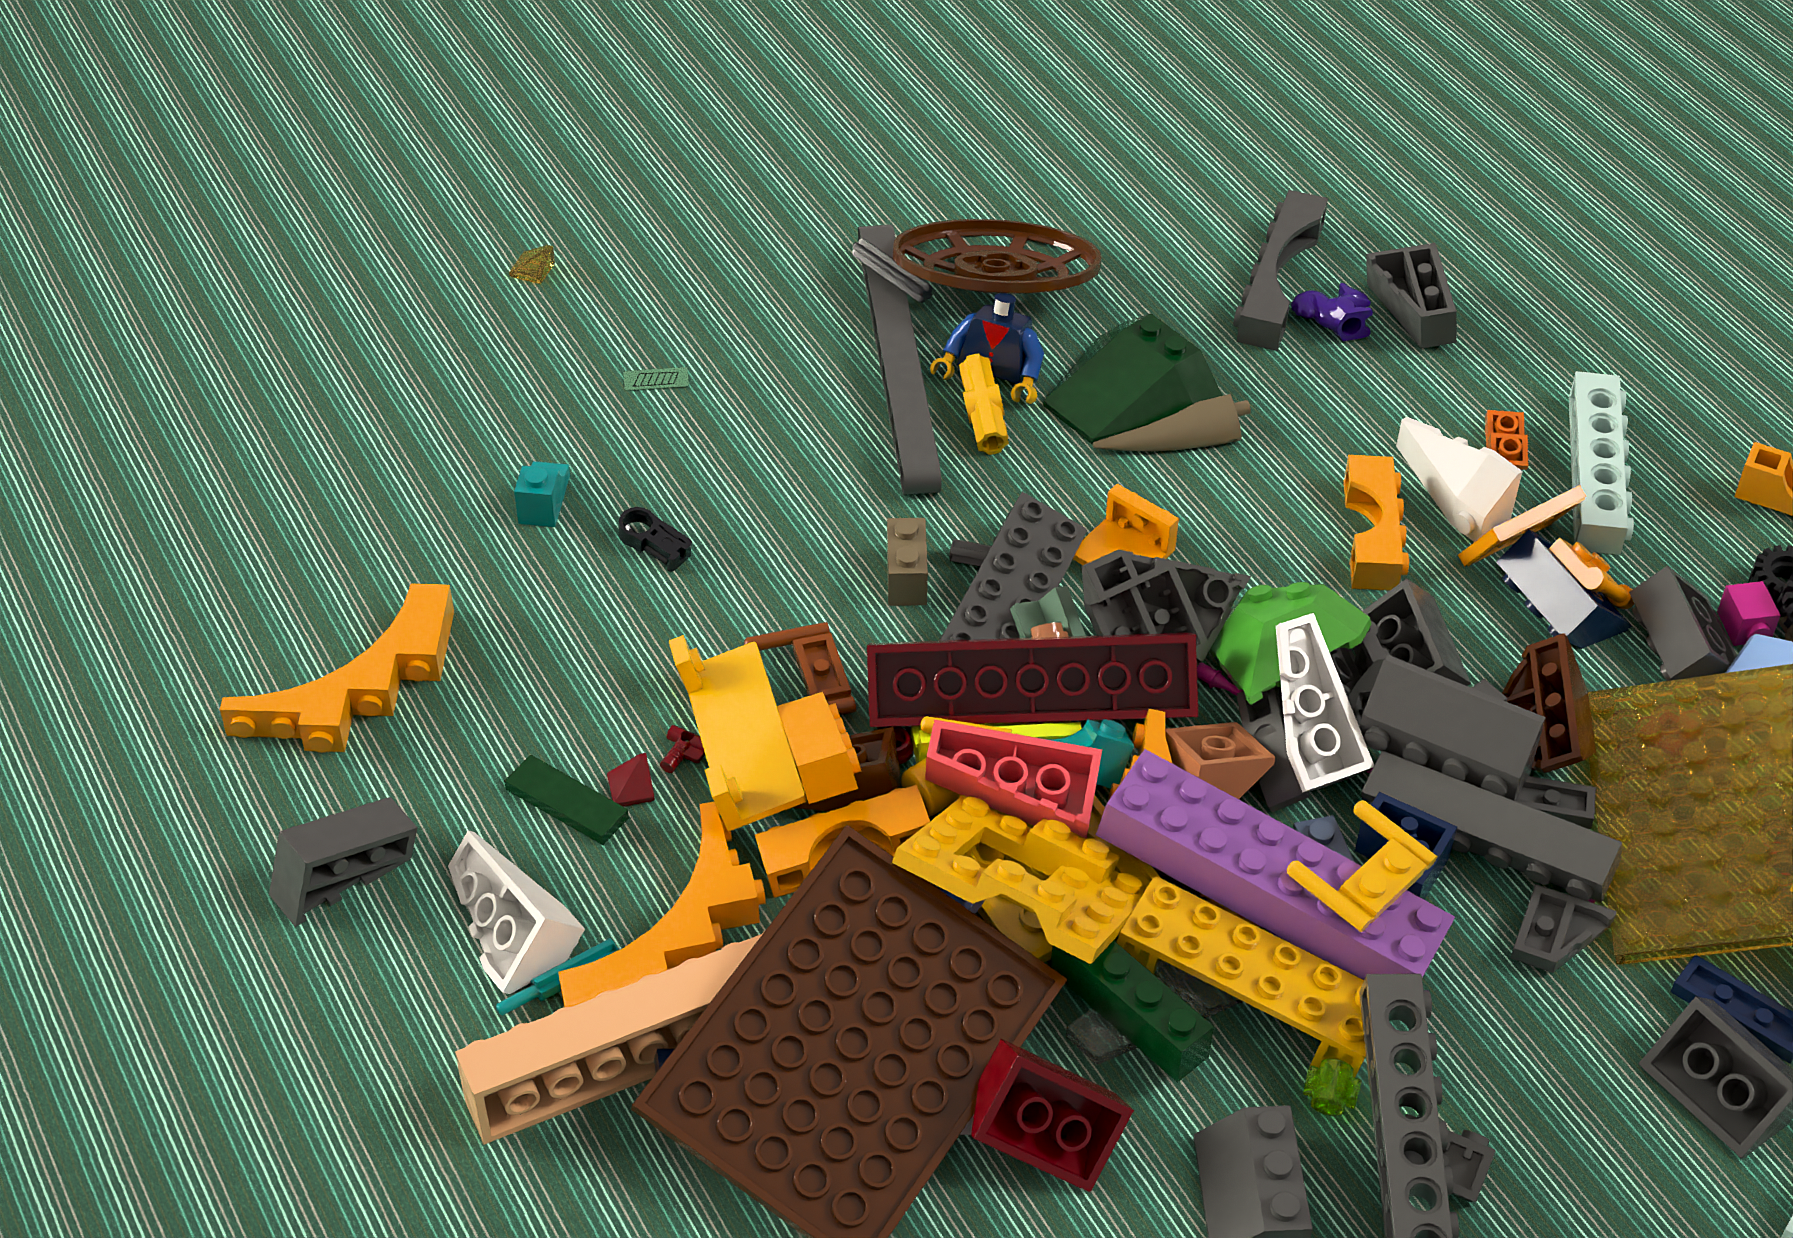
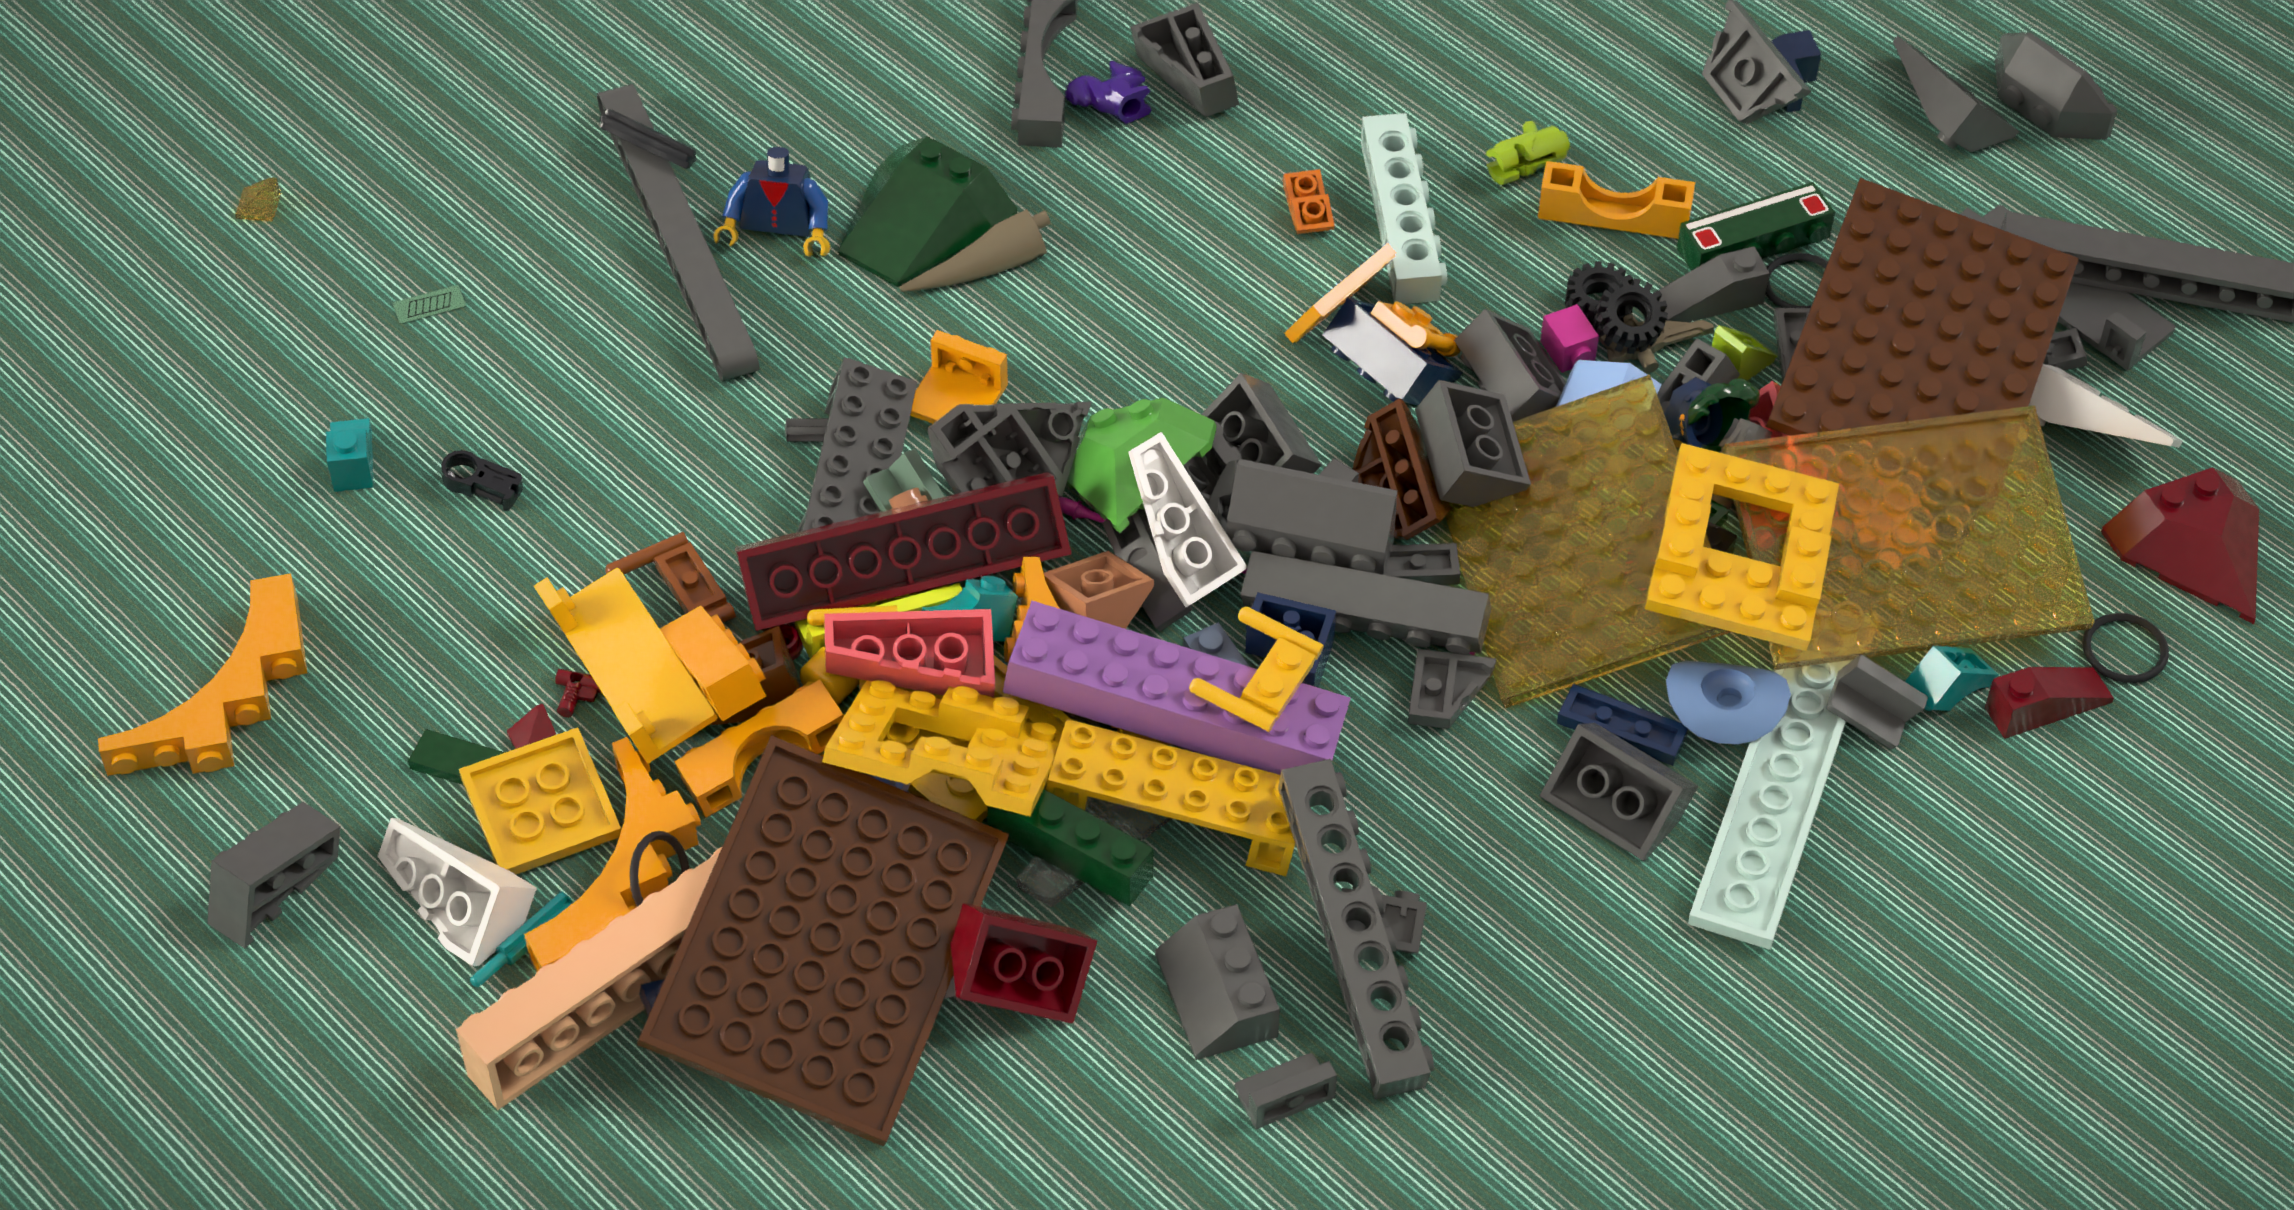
camera: 15 degrees left, 5 degrees up
(616, 847) = (540, 802): none -> yellow plate
(693, 910) = (634, 865): none -> black tyre
(907, 561) = (746, 452): dark tan brick -> none
(983, 404) = (779, 267): yellow piece -> none
(996, 267) = (752, 113): reddish brown dish -> none
(1332, 1087) = (1270, 879): clear neon green gear -> none
(1376, 554) = (1206, 349): light orange arch -> none
(1467, 484) = (1281, 260): white wedge -> none
(1629, 692) = (1471, 444): none -> dark grey slope
(1733, 434) = (1527, 152): none -> lime piece

